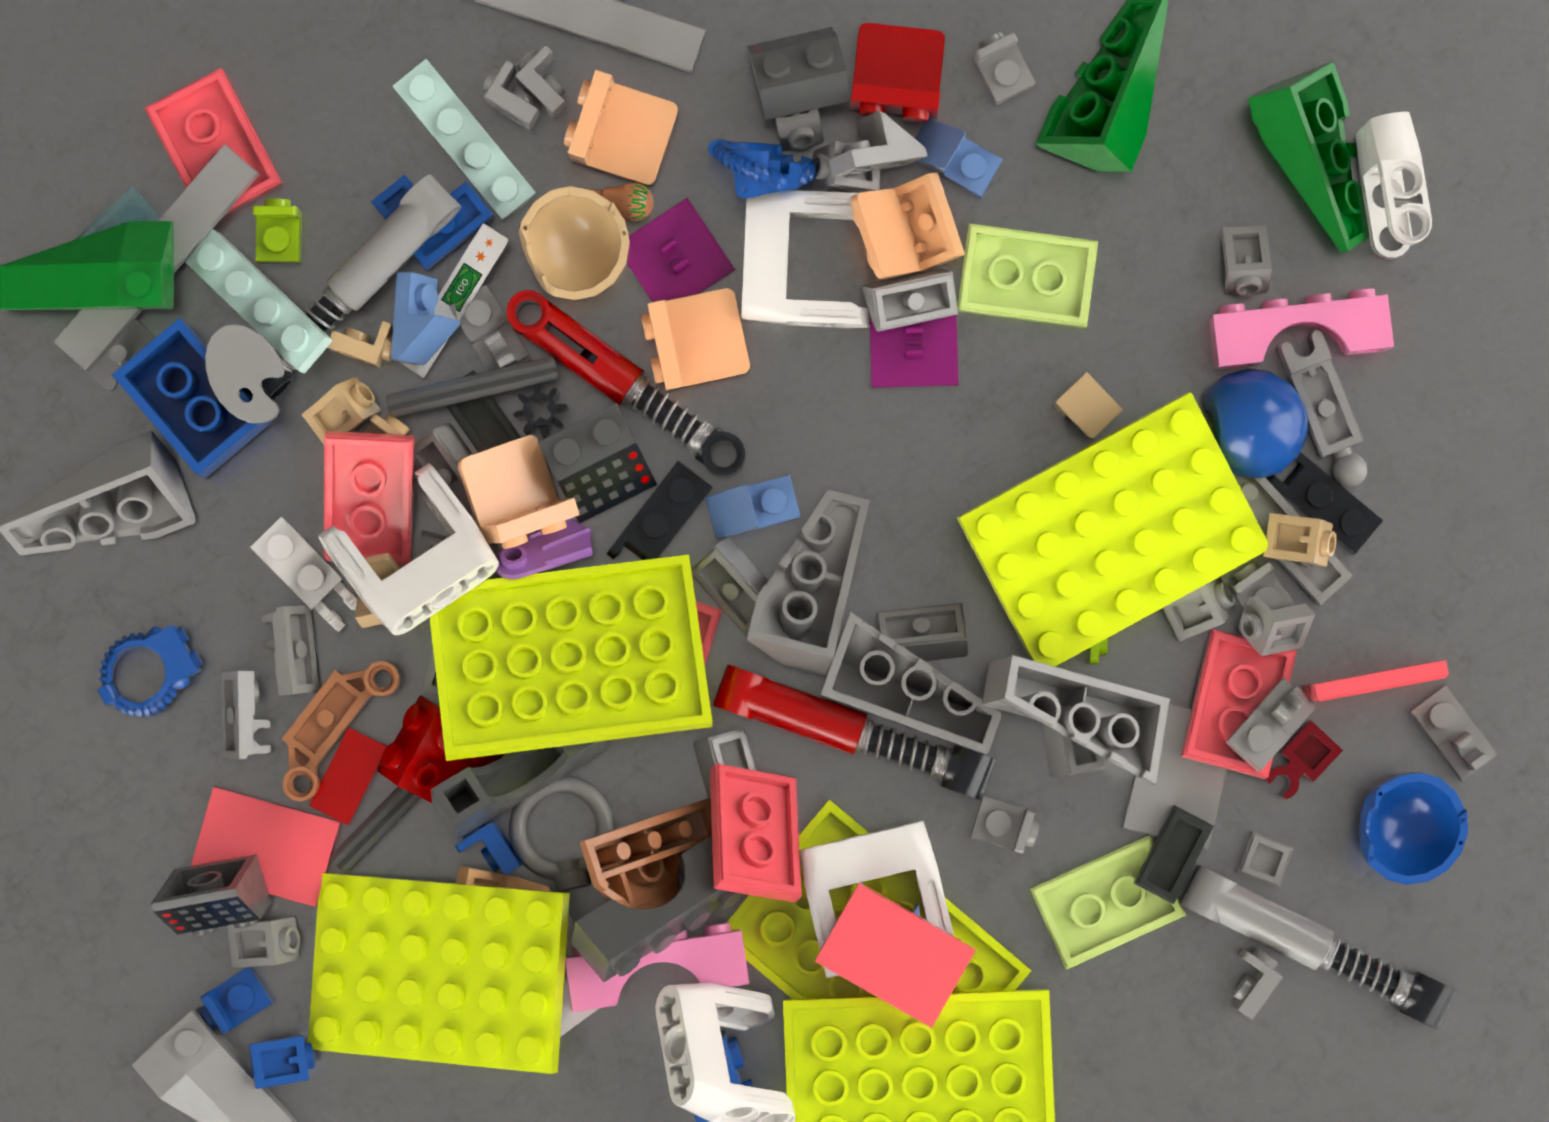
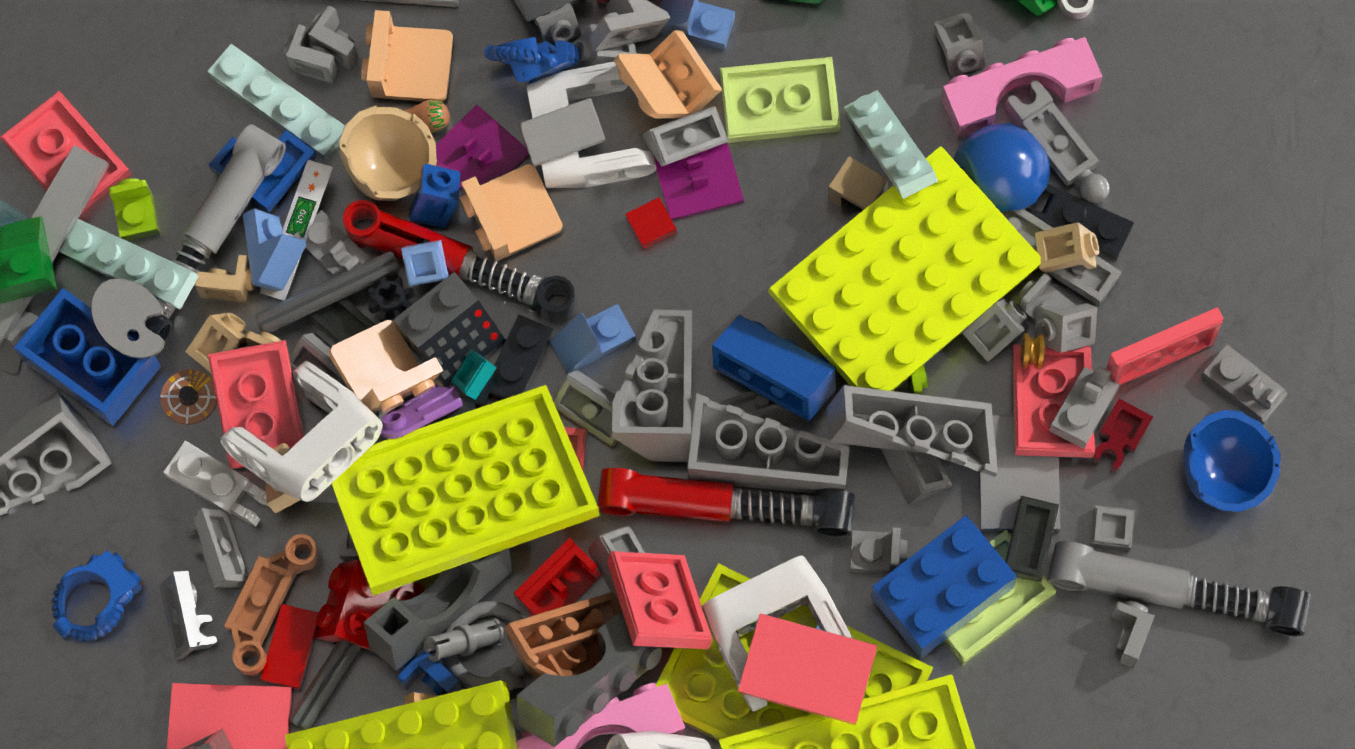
camera: 10 degrees left, 15 degrees down
(294, 463) = (188, 397): none -> nougat piece
(535, 820) = (463, 639): none -> light grey pin
(586, 382) = (424, 263): none -> light blue tile
(612, 521) = (473, 374): none -> teal tile
(618, 303) = (436, 196): none -> blue bracket
(650, 779) = (558, 580): none -> red hinge
(773, 268) = (562, 132): none -> light grey slope
(849, 387) = (651, 223): none -> red tile
(944, 596) = (774, 367): none -> blue brick
(1065, 890) = (943, 586): none -> blue brick
(1136, 372) = (890, 144): none -> light aqua plate
(1230, 648) = (1032, 351): none -> pearl gold bush

